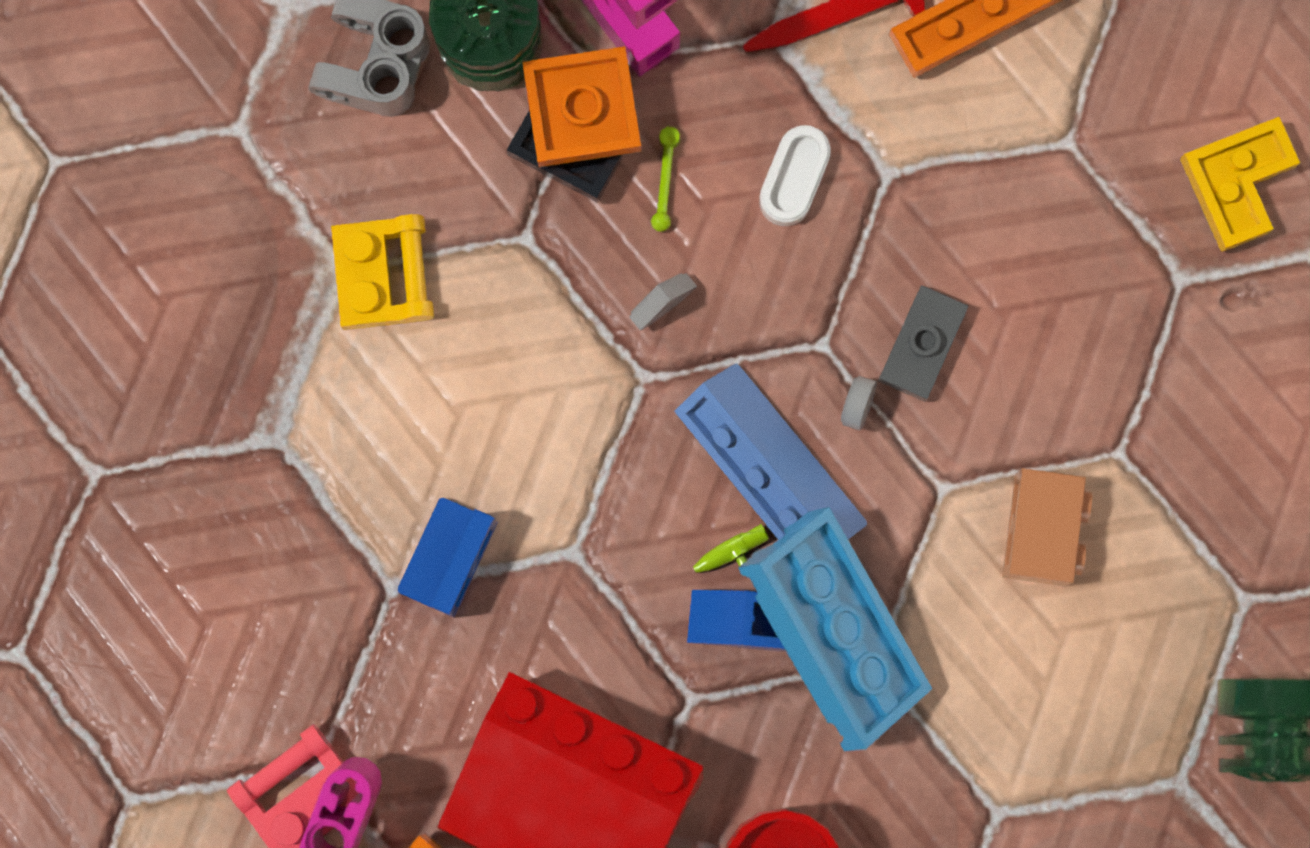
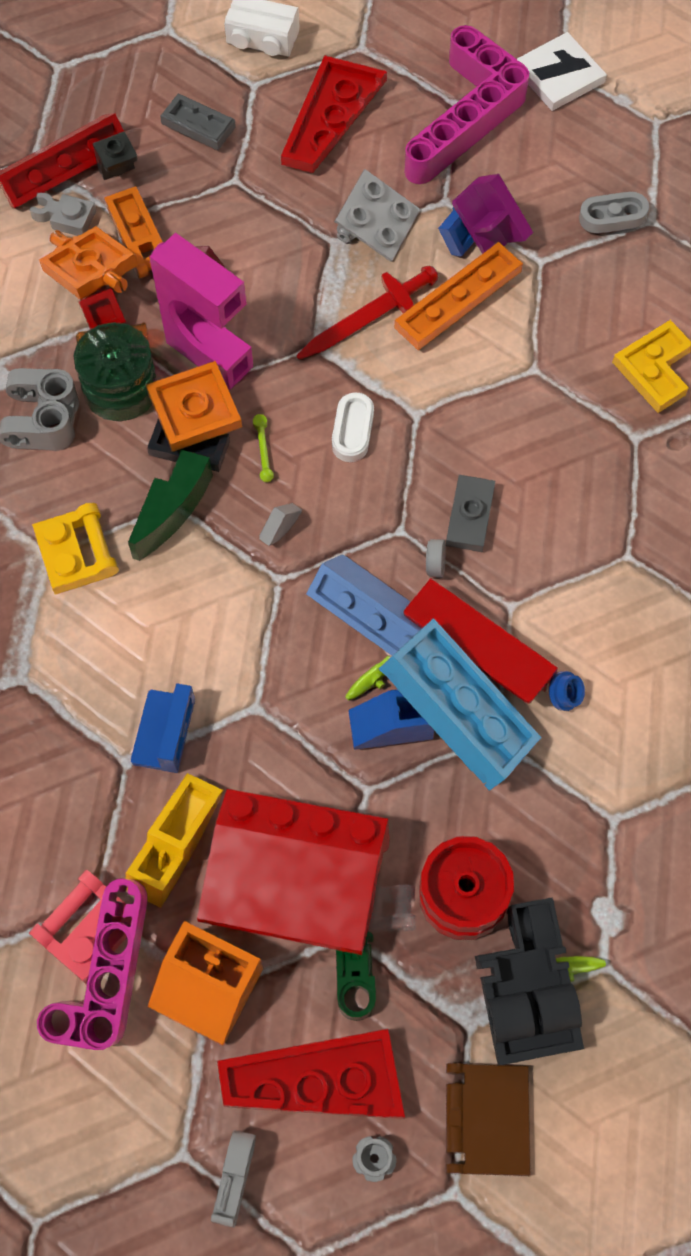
camera: 15 degrees left, 15 degrees down
(431, 709) = (174, 838): none -> yellow slope
(521, 239) = (170, 503): none -> dark green slope
(886, 542) = (484, 642): none -> red panel
(982, 631) = (566, 691): none -> blue plate
(1046, 527) = (591, 611): nougat brick -> none

